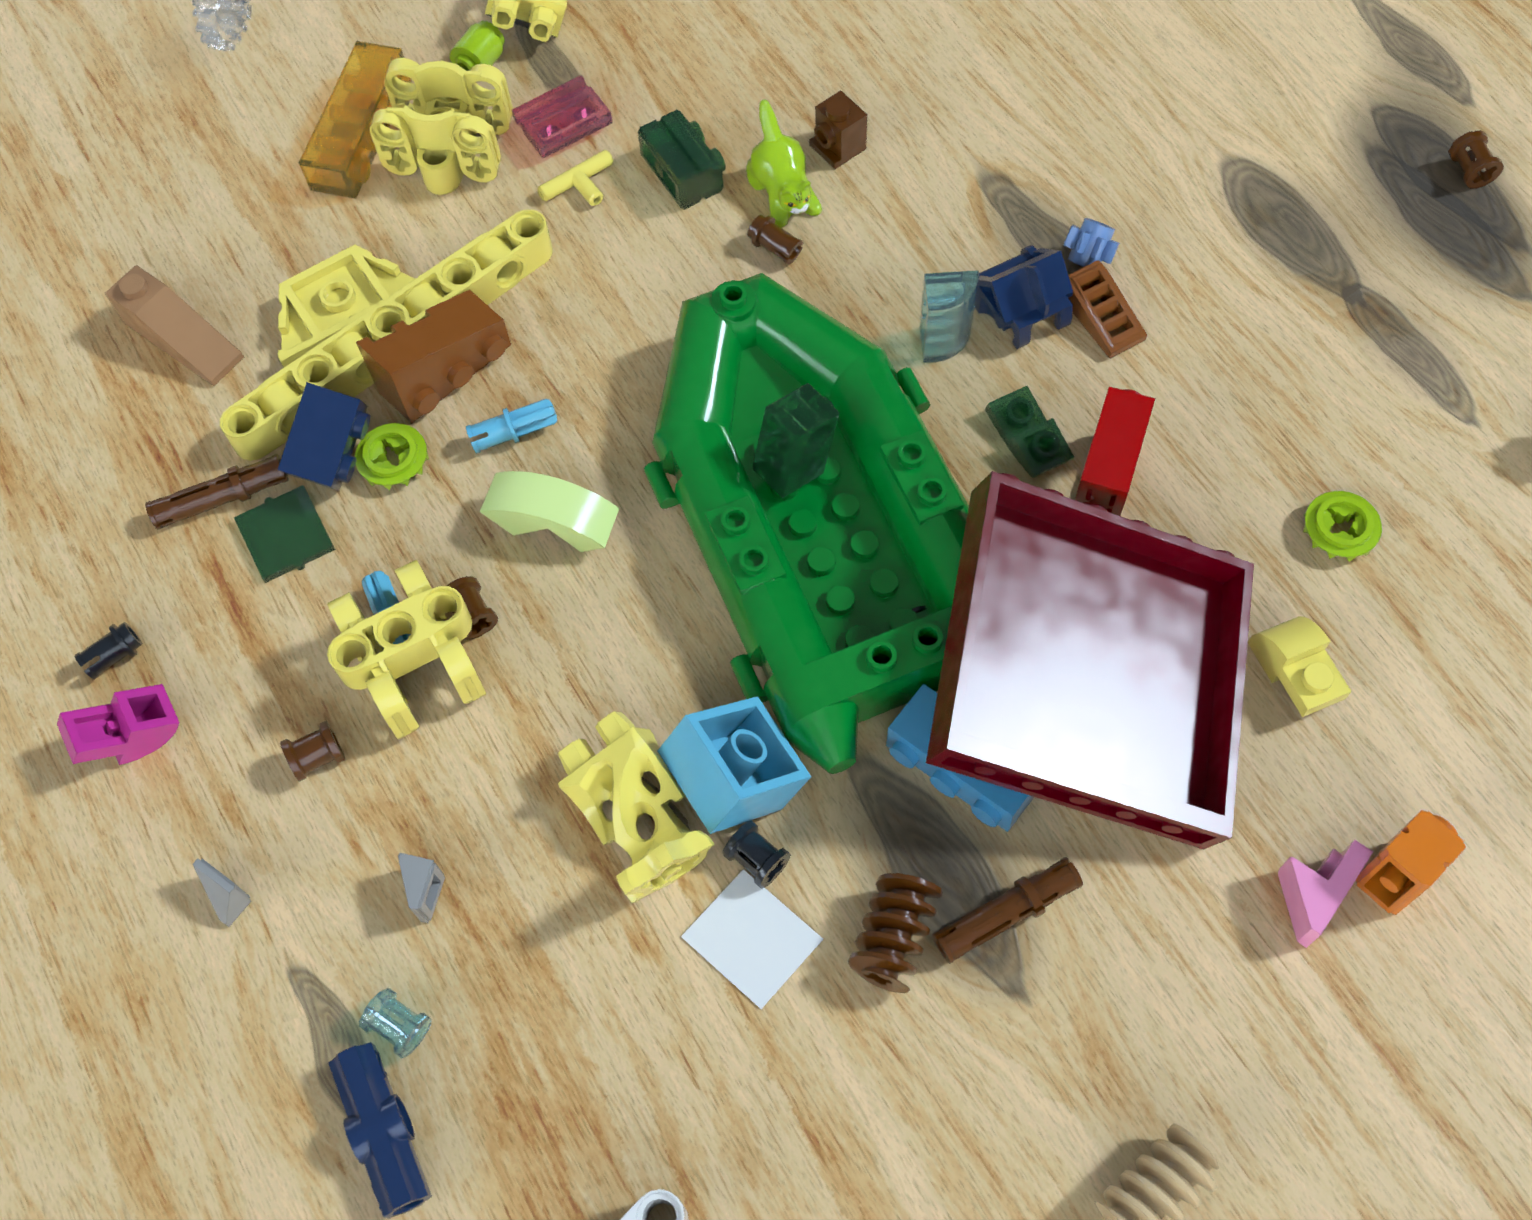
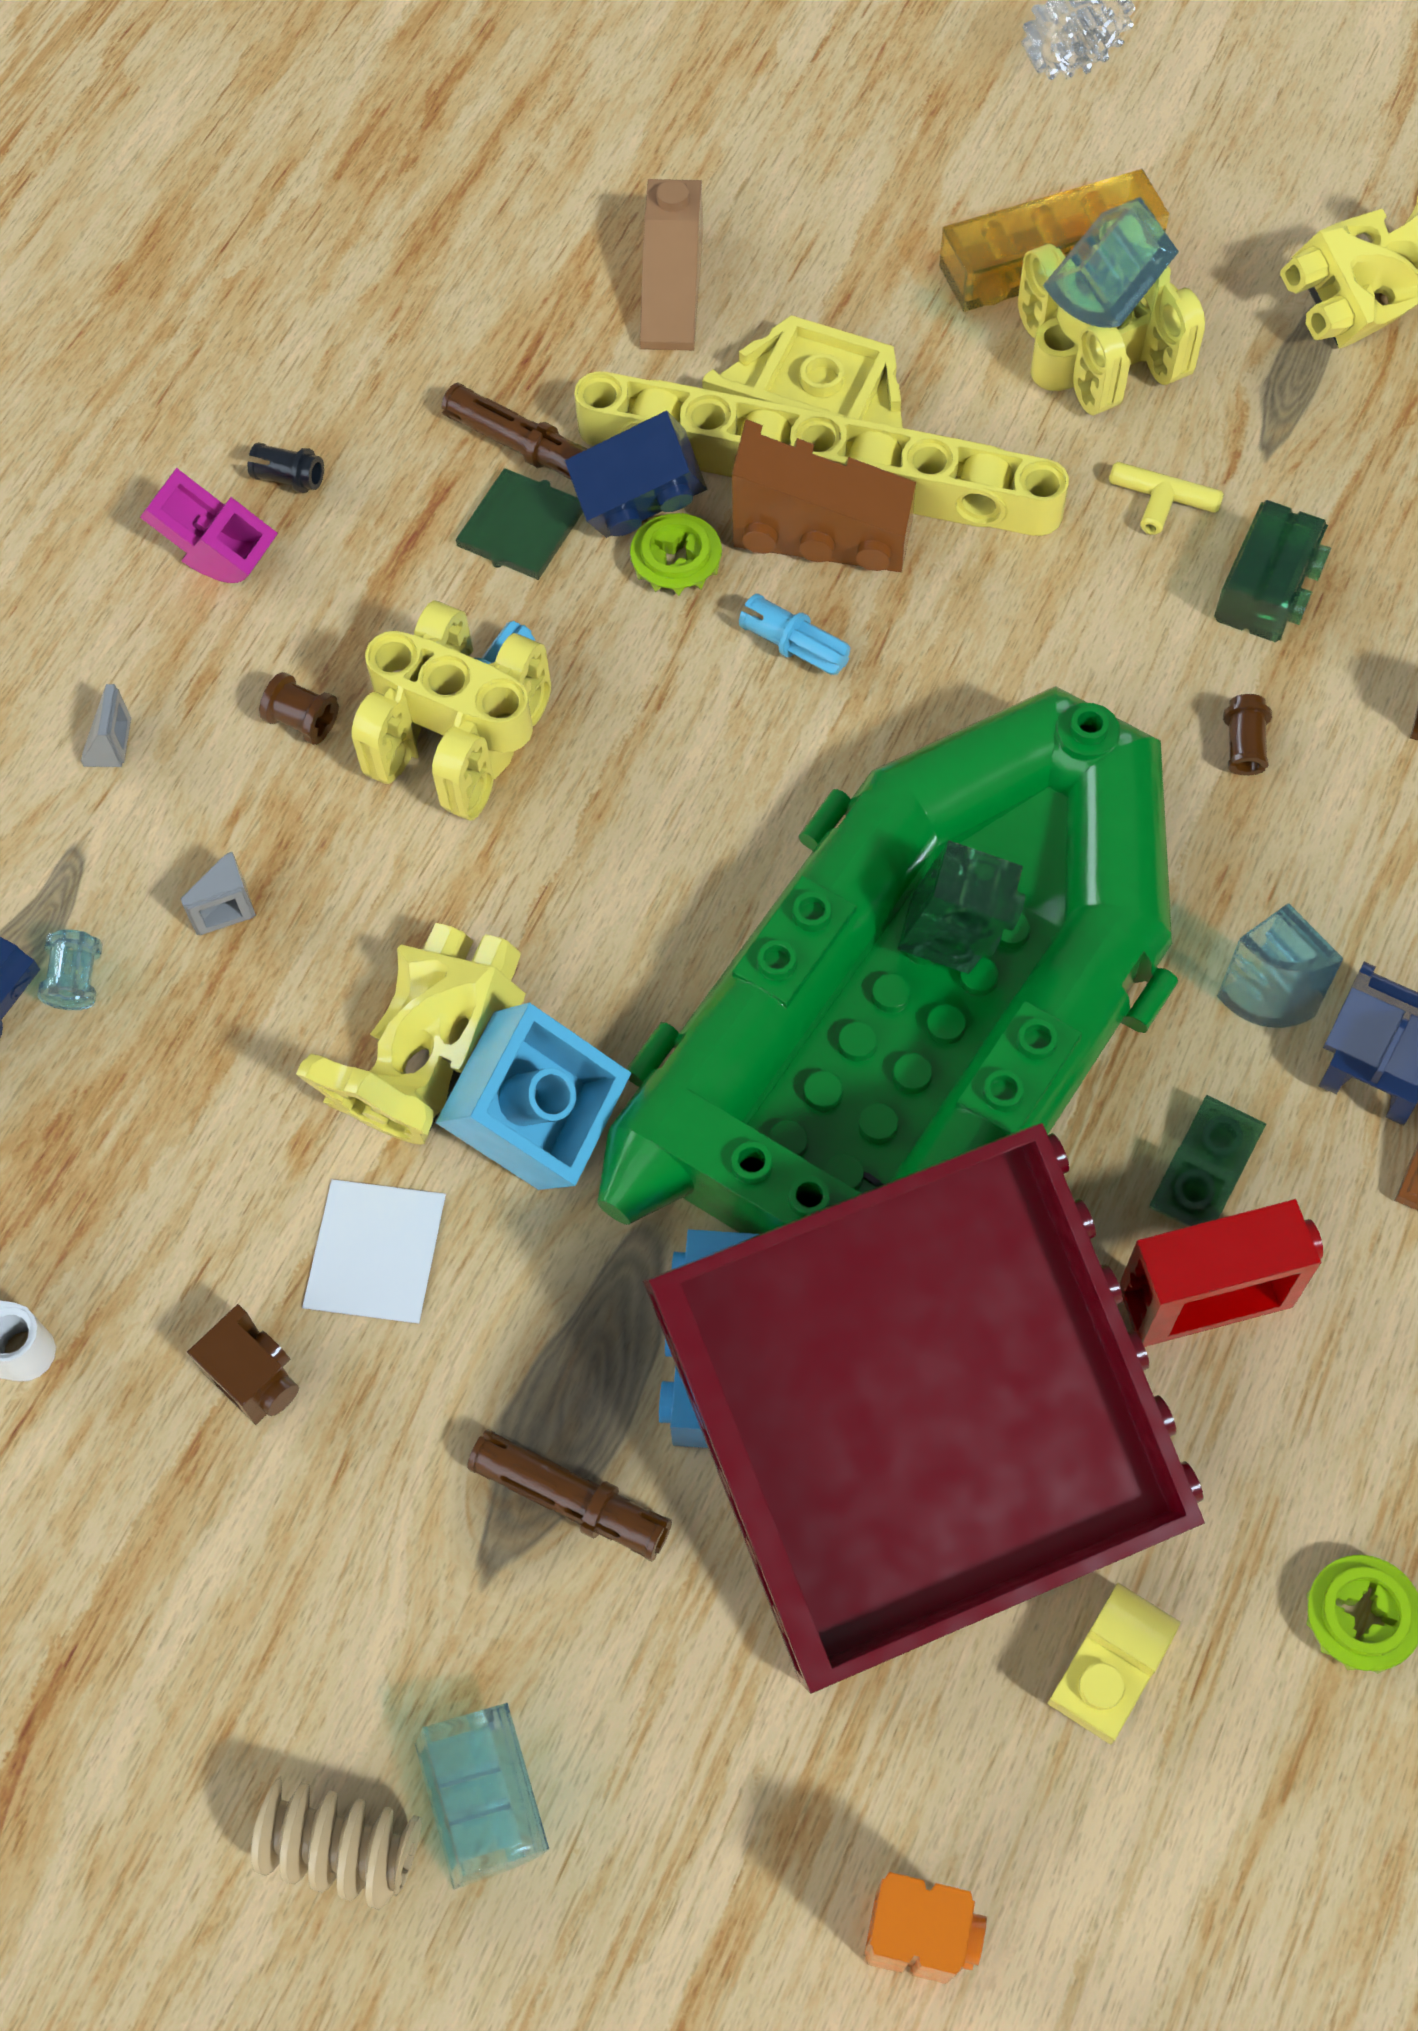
camera: 55 degrees right, 0 degrees up
(432, 85) = (1112, 266): none -> clear light blue brick
(478, 45) = (1242, 286): lime brick -> none
(482, 617) = (552, 737): reddish brown bush -> none
(536, 502) = (719, 736): yellowish green brick -> none
(562, 116) = (1228, 421): clear pink plate -> none
(756, 854) = (461, 1192): black bush -> none
(780, 169) = (1346, 677): lime animal -> none
(789, 1065) = (245, 1366): none -> reddish brown brick
(891, 930) = (461, 1384): reddish brown piece -> none
(1175, 1081) = (480, 1795): none -> clear light blue brick
(1317, 895) = (804, 1847): bright pink slope -> none

